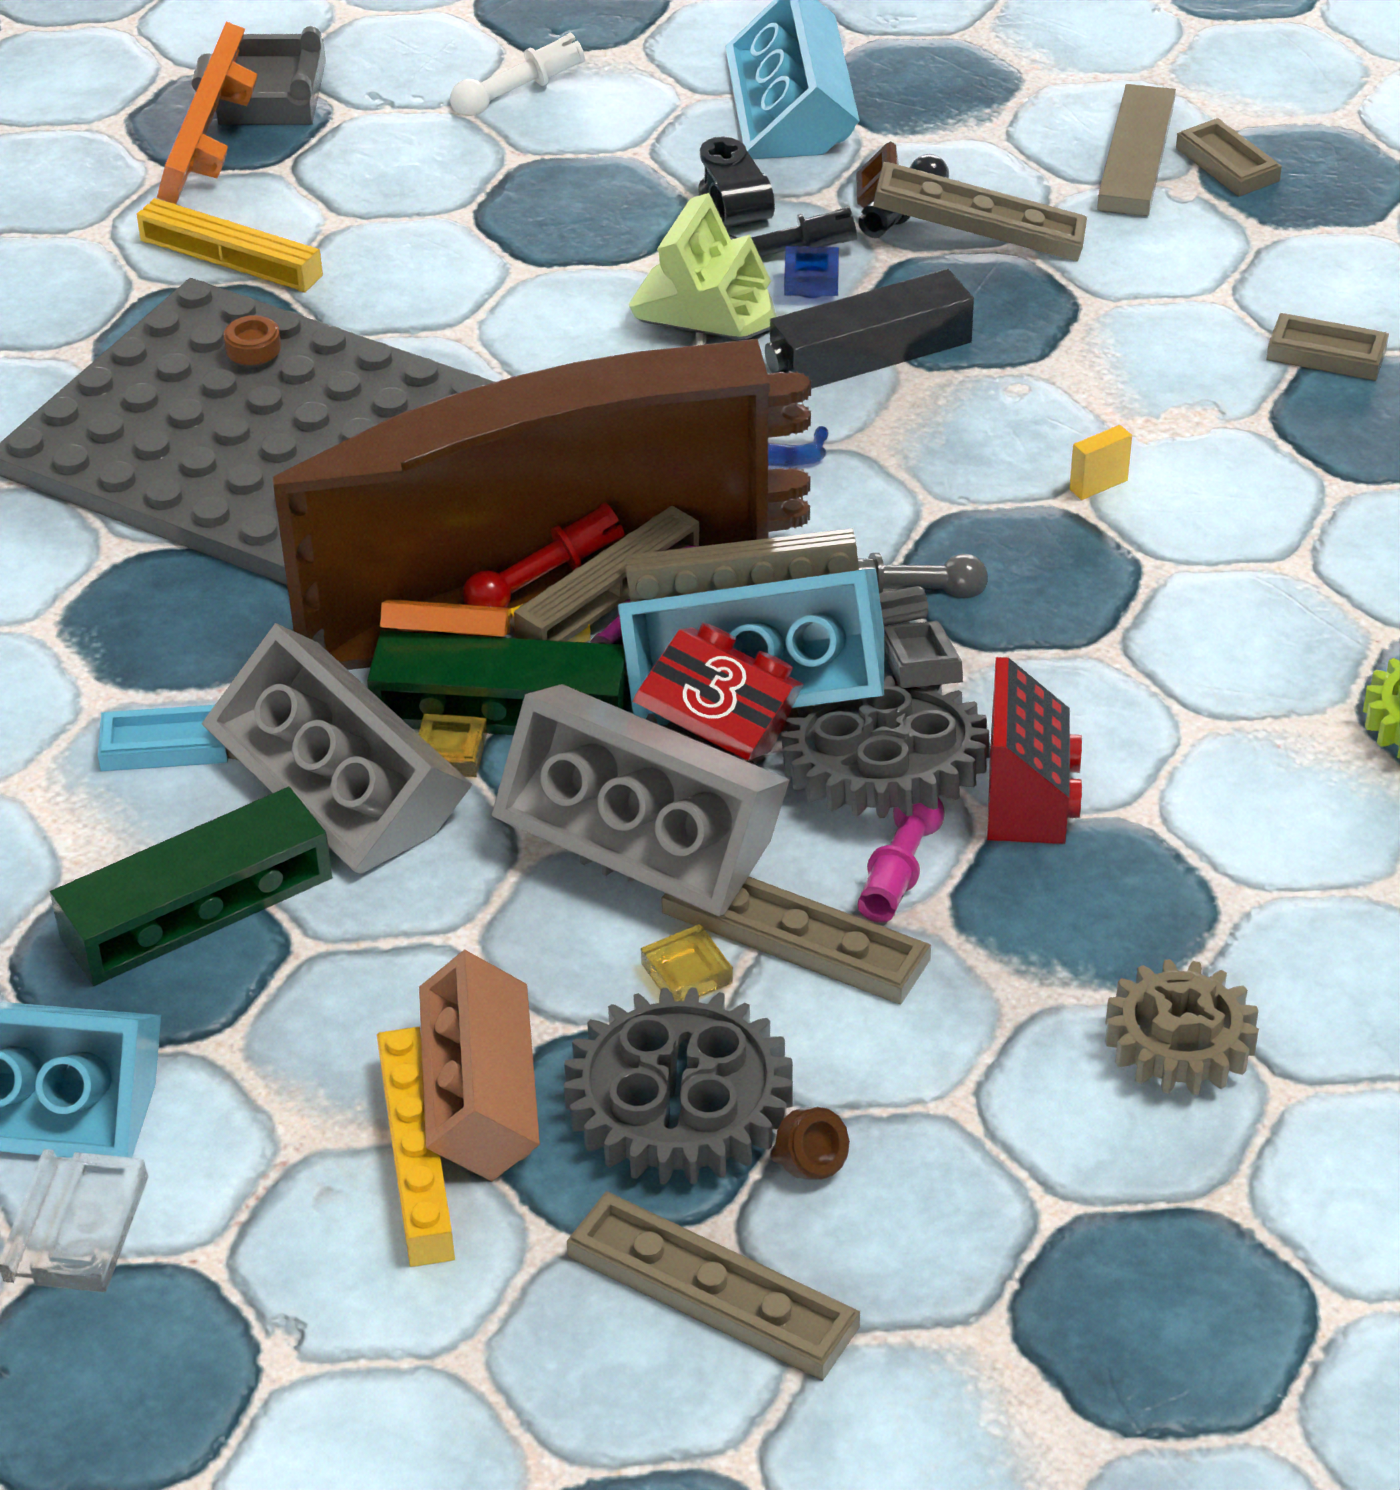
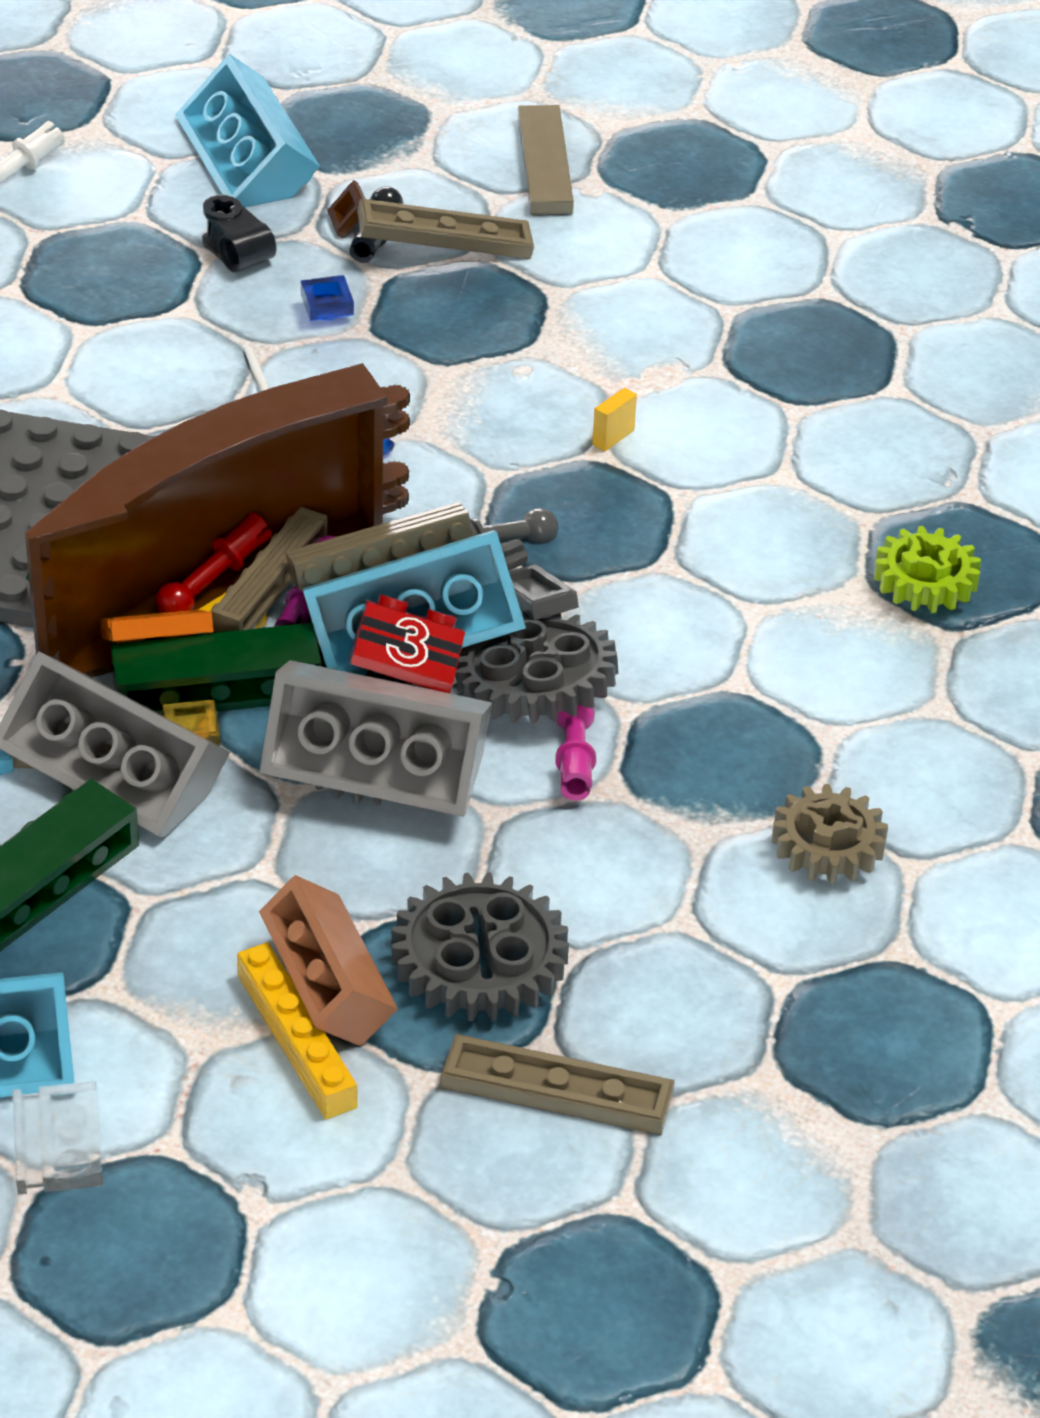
camera: 20 degrees left, 0 degrees up
(687, 962) = (446, 856): clear yellow tile -> none
(706, 279) = (248, 319): yellowish green piece -> none
(810, 232) = (250, 292): black pin -> none
(811, 1143) = (594, 969): reddish brown tile -> none
(814, 938) = (531, 821): dark tan tile -> none
(872, 329) = (401, 334): black brick -> none
(1030, 761) = (651, 659): red slope -> none
(1228, 157) = (618, 156): dark tan tile -> none
(1327, 346) = (749, 300): dark tan tile -> none

